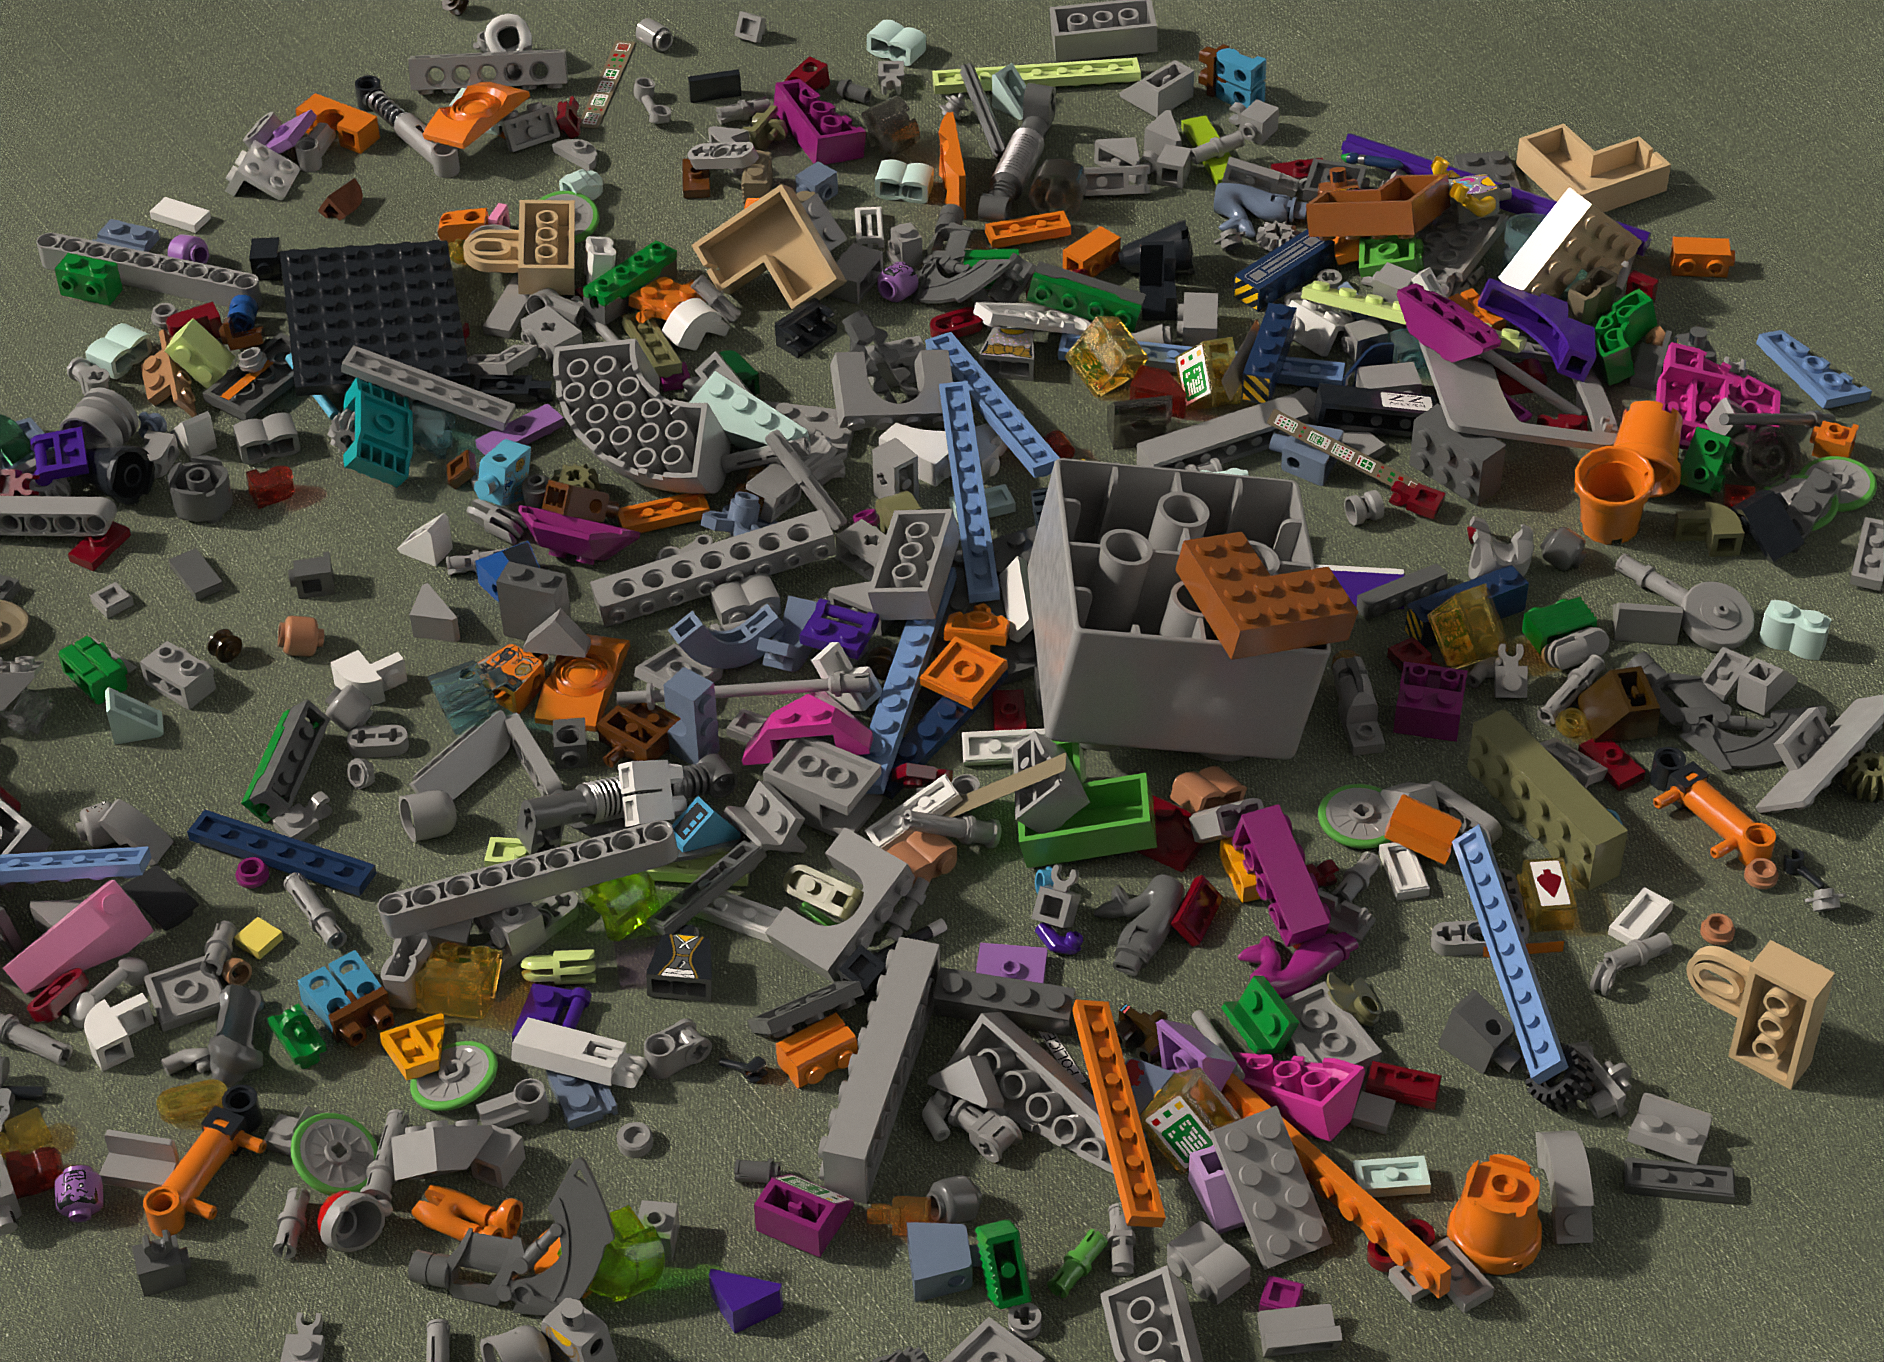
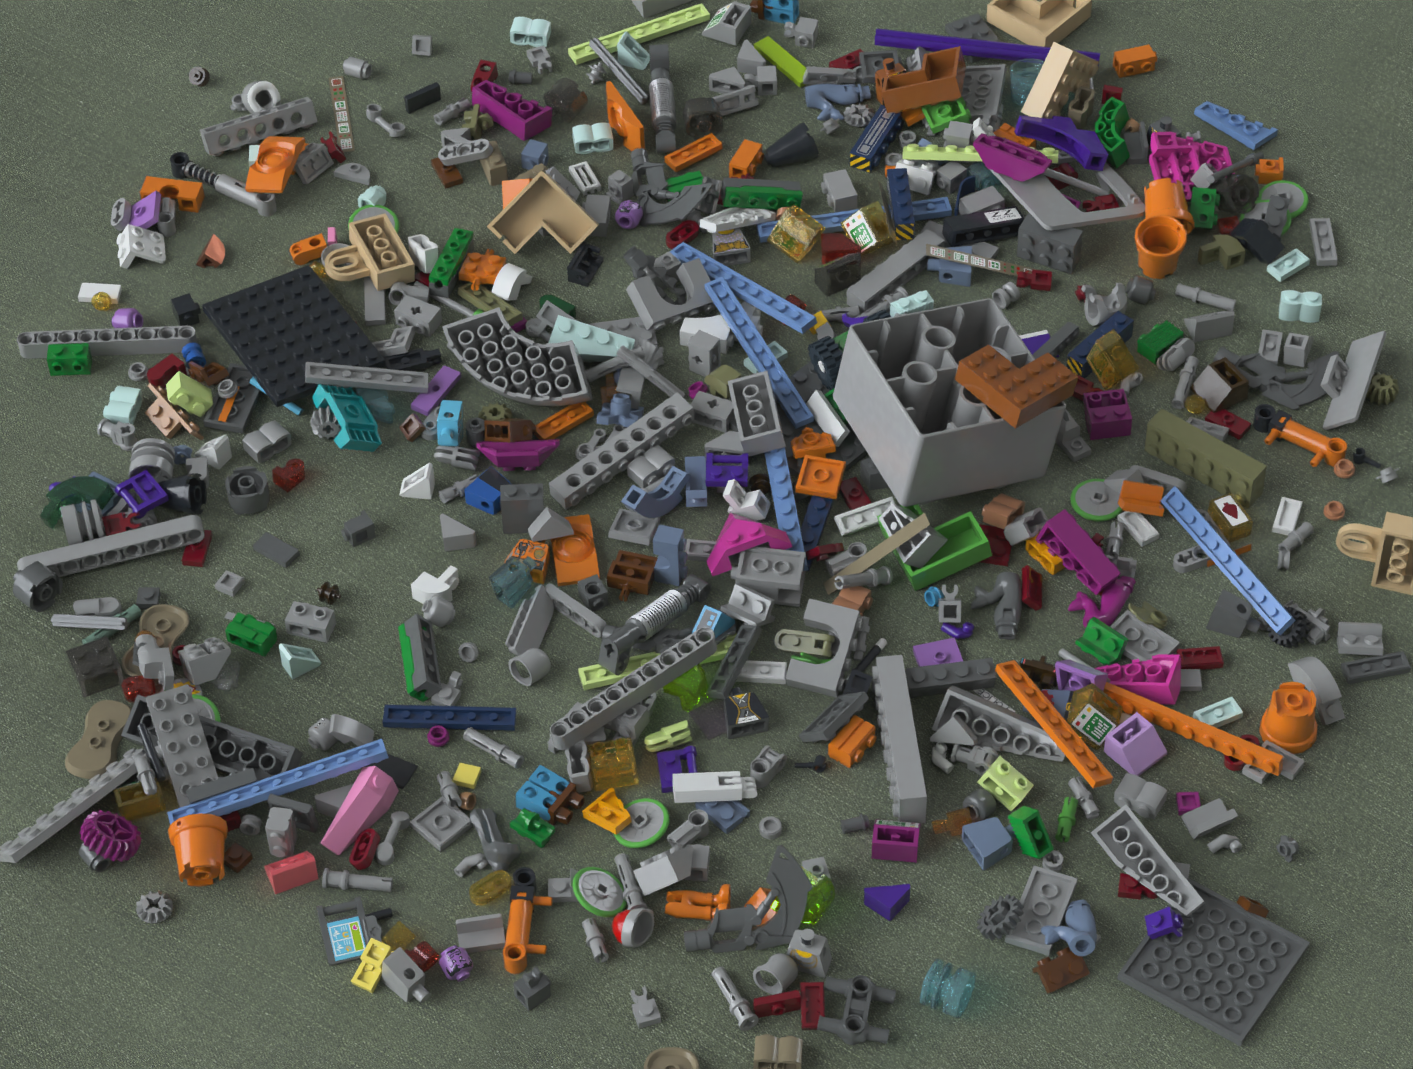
camera: 20 degrees left, 5 degrees up
(110, 1028) = (412, 861): white brick -> none
(128, 235) = (72, 319): sand blue plate -> none
(173, 223) = (101, 297): none -> clear yellow plate
(300, 636) = (375, 572): nougat head -> none
(378, 741) = (465, 627): light grey beam -> none
(654, 777) = (682, 615): white hips -> none
(715, 298) = (515, 259): light grey axle -> none
(836, 684) = (747, 507): light grey bar -> none
(933, 799) = (844, 564): white tile -> none
(1006, 1178) = (1005, 783): none -> yellowish green brick
(1155, 334) = (817, 208): light grey cone -> none
(1158, 280) = (799, 168): black panel -> none
(1217, 147) = (791, 59): light grey pin -> none
(1270, 1187) = (1159, 741): light grey plate -> none
(1373, 161) = (899, 45): dark blue piece -> none
(1472, 195) = (978, 55): torso -> none
(1510, 679) = (1147, 385): light grey plate -> none
(1717, 616) = (1251, 310): light grey wheel -> none
(1804, 571) = (1288, 265): none -> light aqua plate

